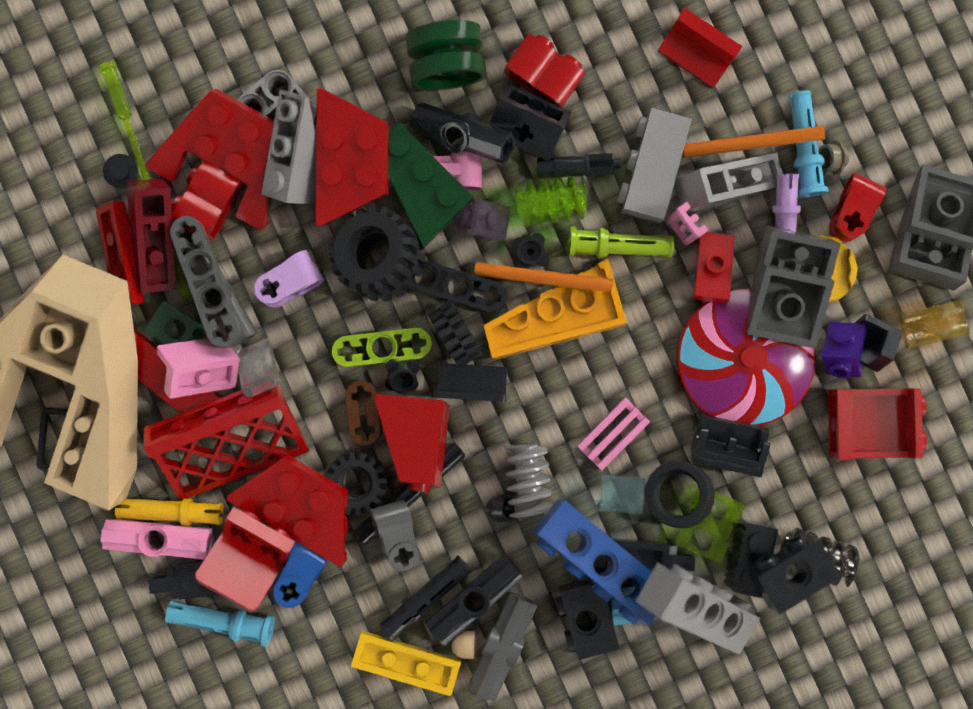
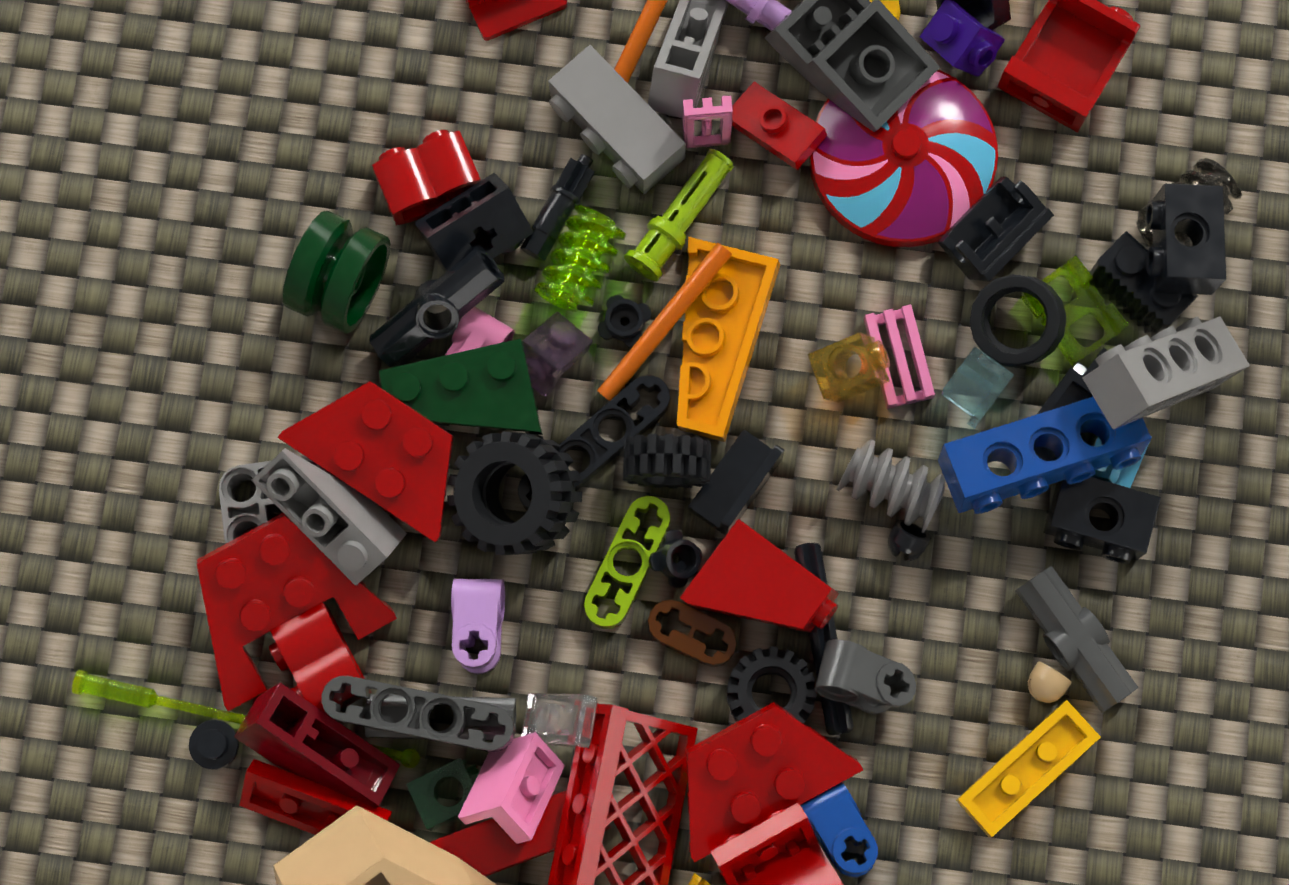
camera: 50 degrees left, 10 degrees down
(419, 603) = (962, 696): black pin -> none
(458, 615) = (994, 604): black piece -> none
(575, 399) = (830, 365): none -> clear yellow brick

